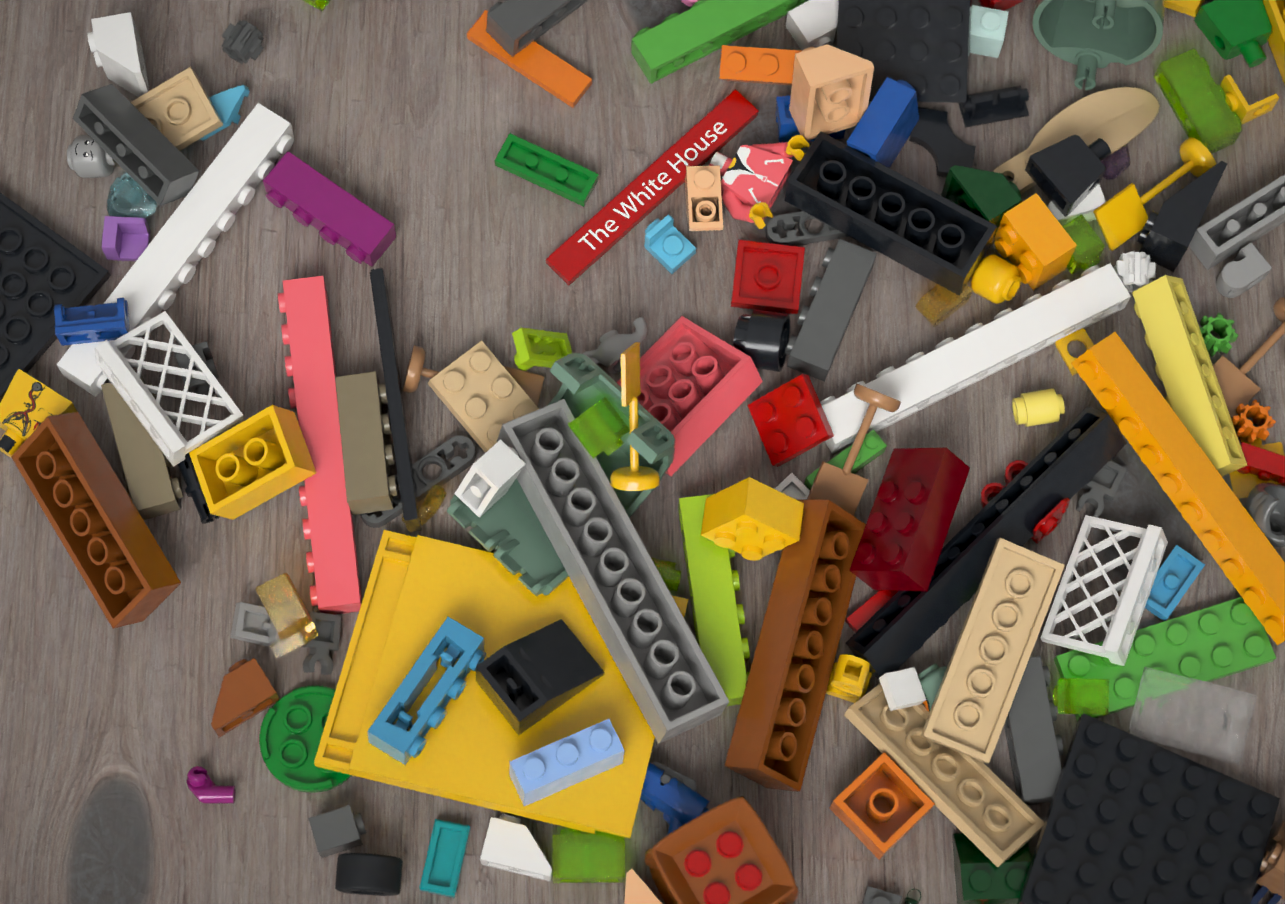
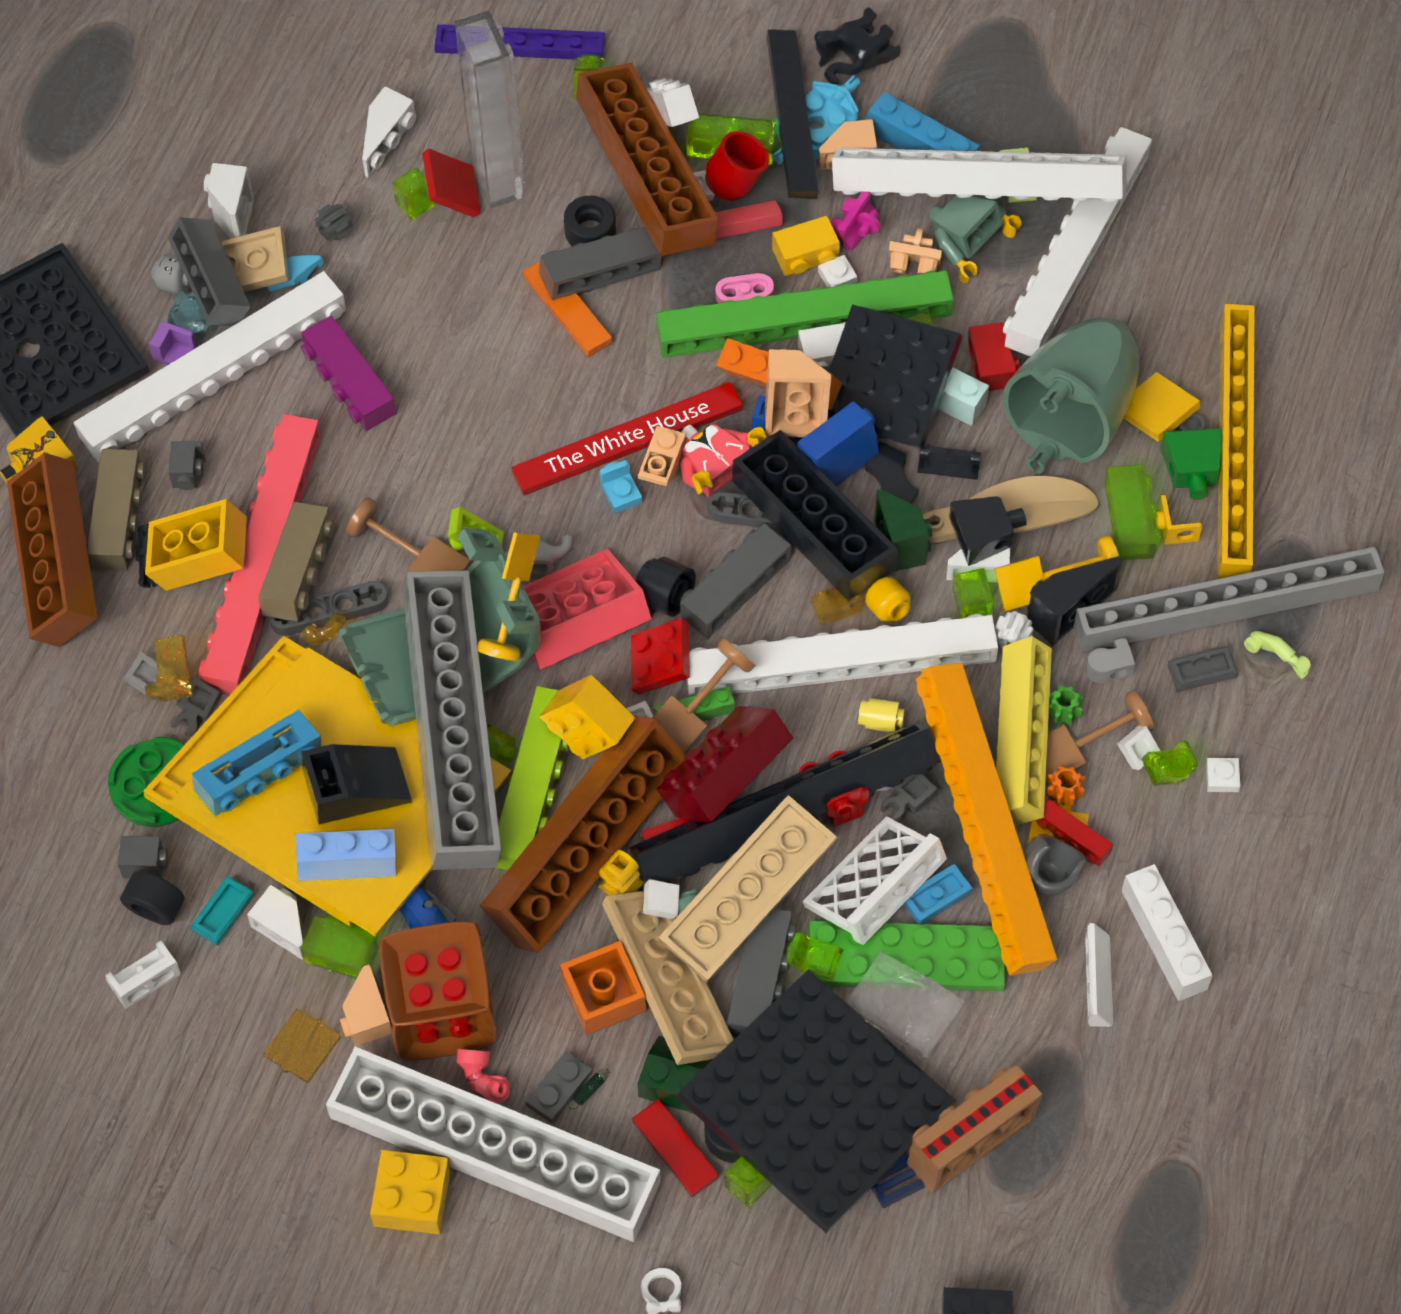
camera: 25 degrees right, 10 degrees down
(91, 322) = (114, 398): blue hinge -> none
(142, 402) = (127, 463): white fence -> none
(206, 790) = (51, 790): magenta arm -> none
(242, 696) = (110, 728): dark orange slope -> none
(395, 401) = (335, 536): black tile -> none
(481, 394) = (406, 547): tan plate -> none
(490, 478) = (380, 613): white brick -> none
(546, 169) = (542, 397): green plate -> none
(600, 428) = (483, 598): clear neon green brick -> none
(768, 277) = (693, 537): red plate -> none
(1034, 242) = (931, 578): light orange brick -> none
(1117, 163) = (1036, 542): clear purple arm -> none

